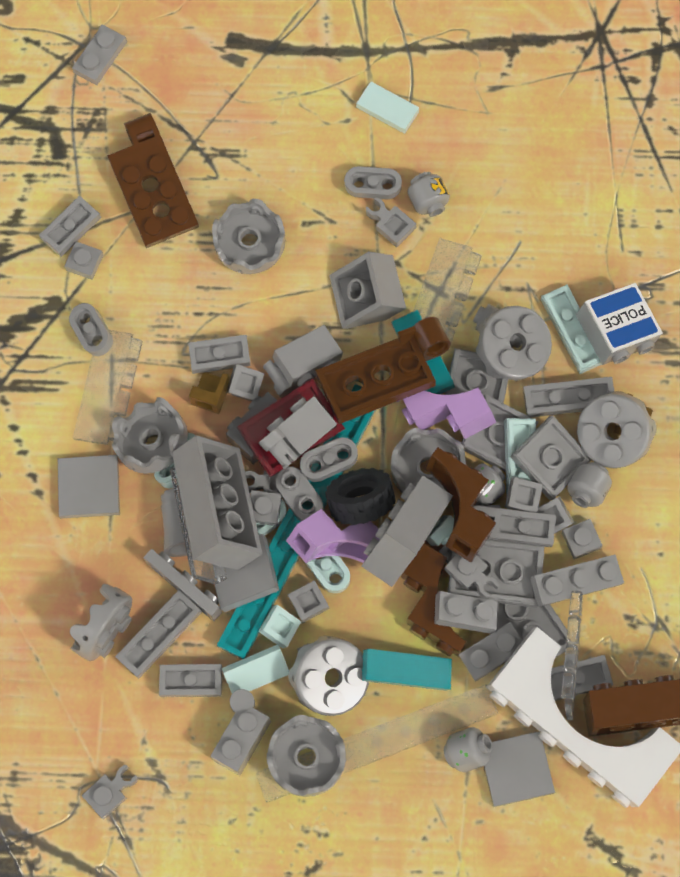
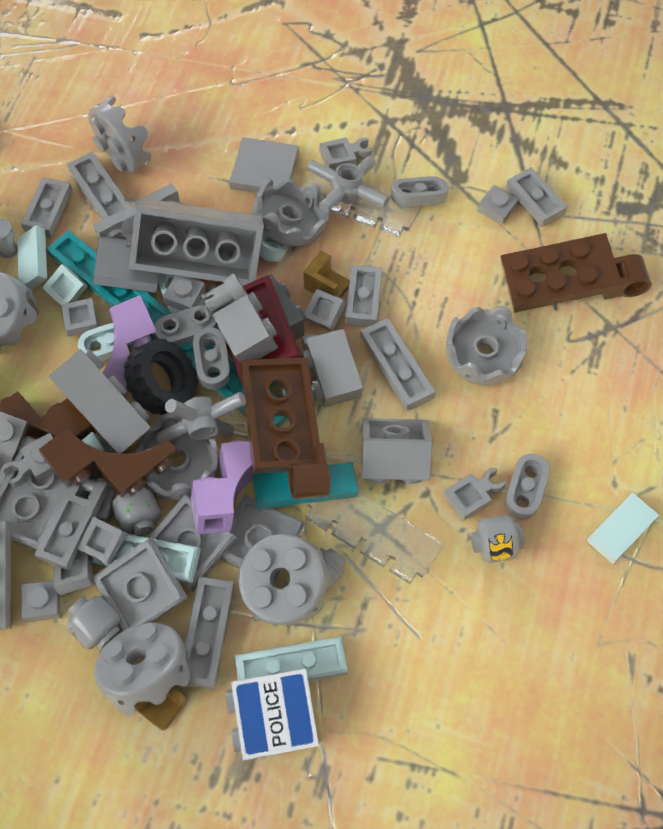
camera: 100 degrees right, 10 degrees down
(58, 414) = (341, 151): none -> light grey plate
(109, 400) = (347, 184): none -> light grey bar
(283, 309) = (397, 364): none -> light grey plate
(396, 443) = (200, 418): none -> light grey bar

